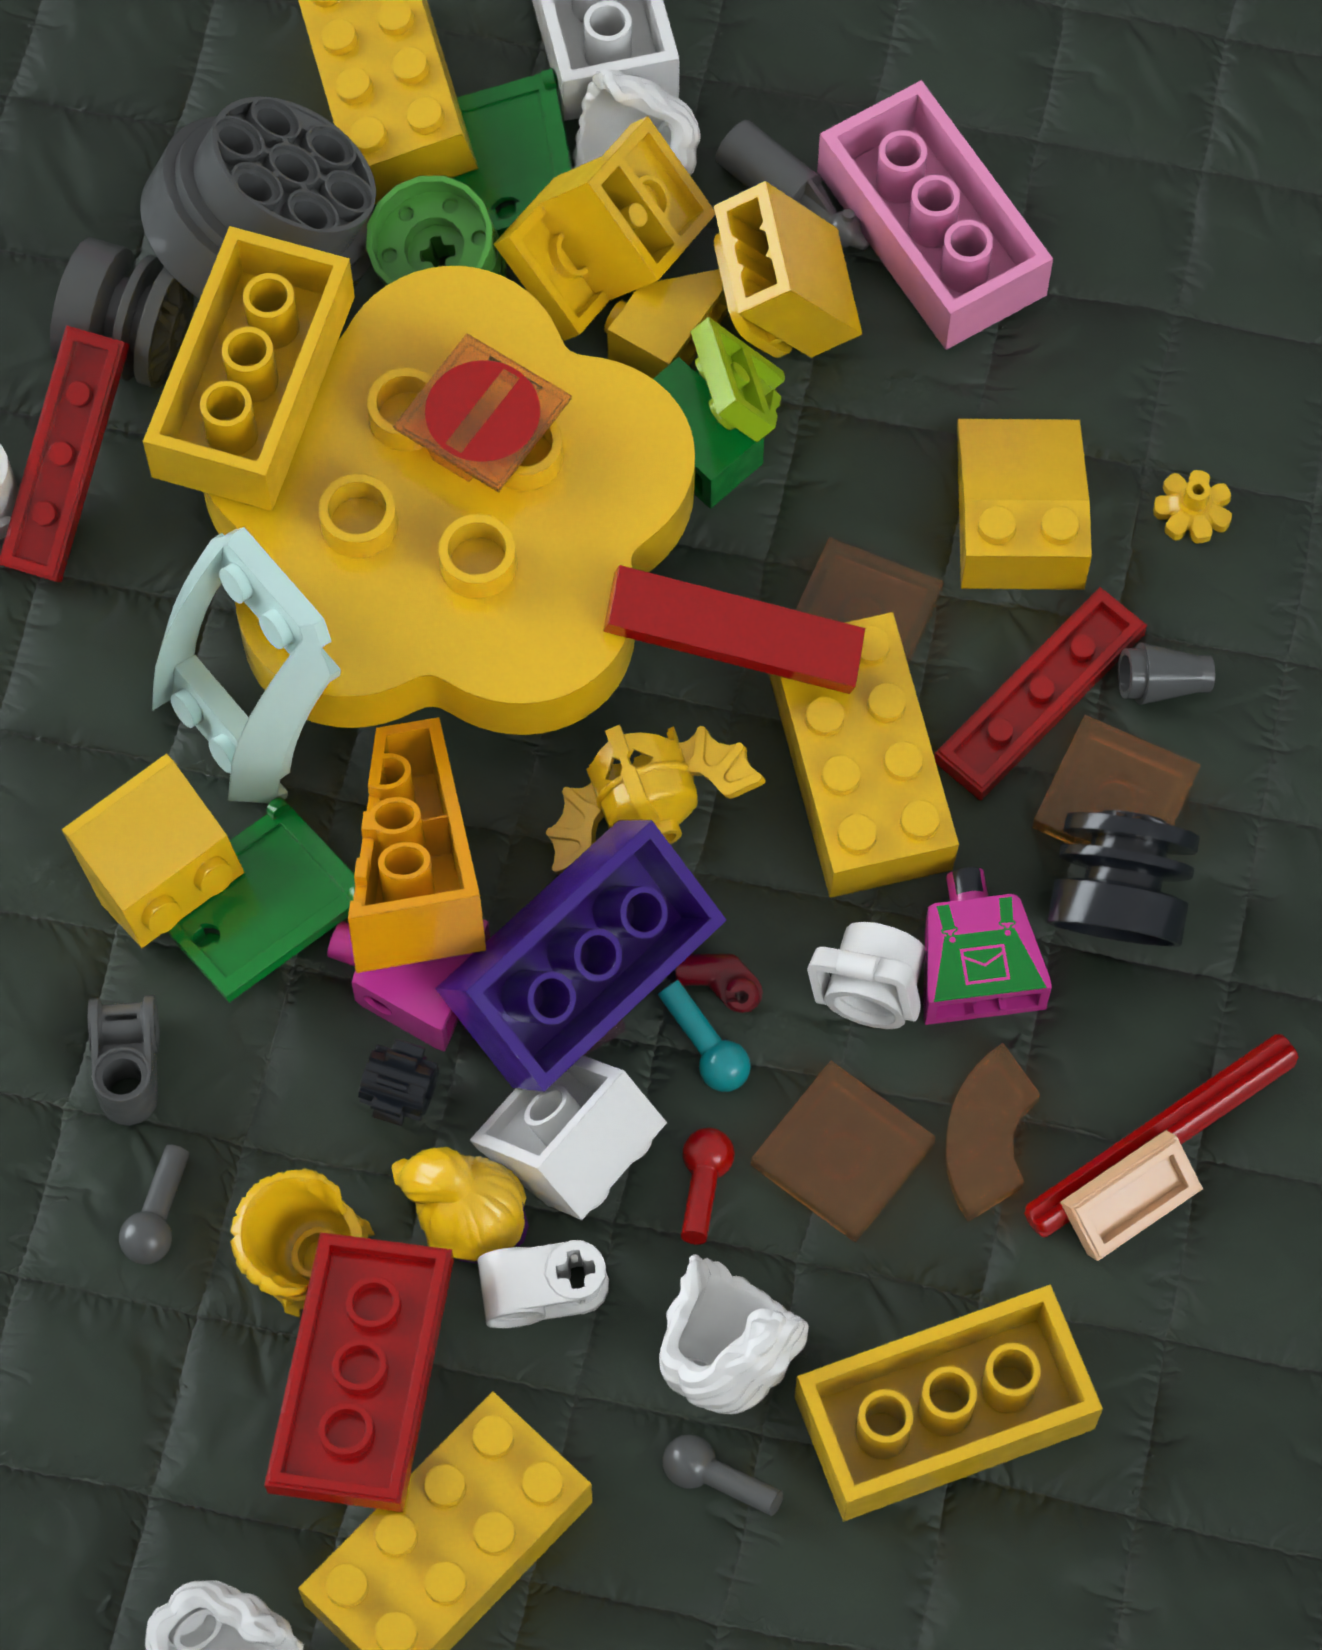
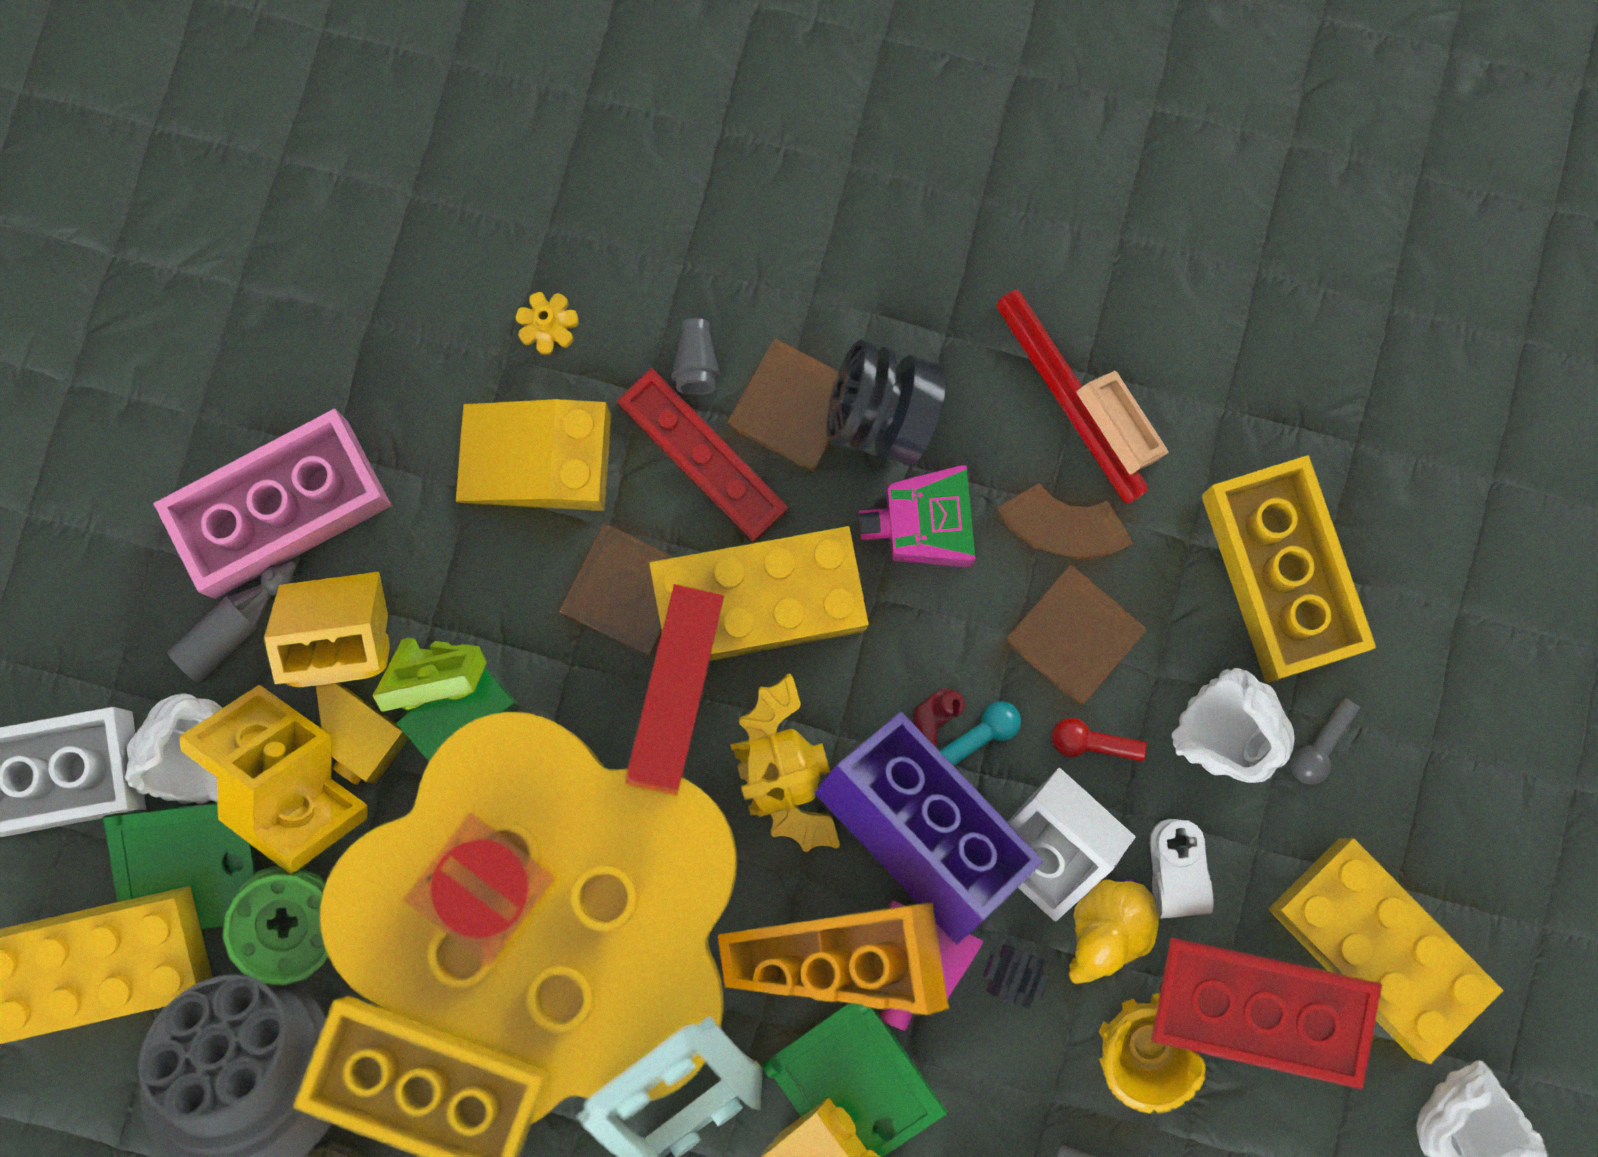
camera: 85 degrees left, 15 degrees up
(870, 976) = (945, 602): white piece -> none

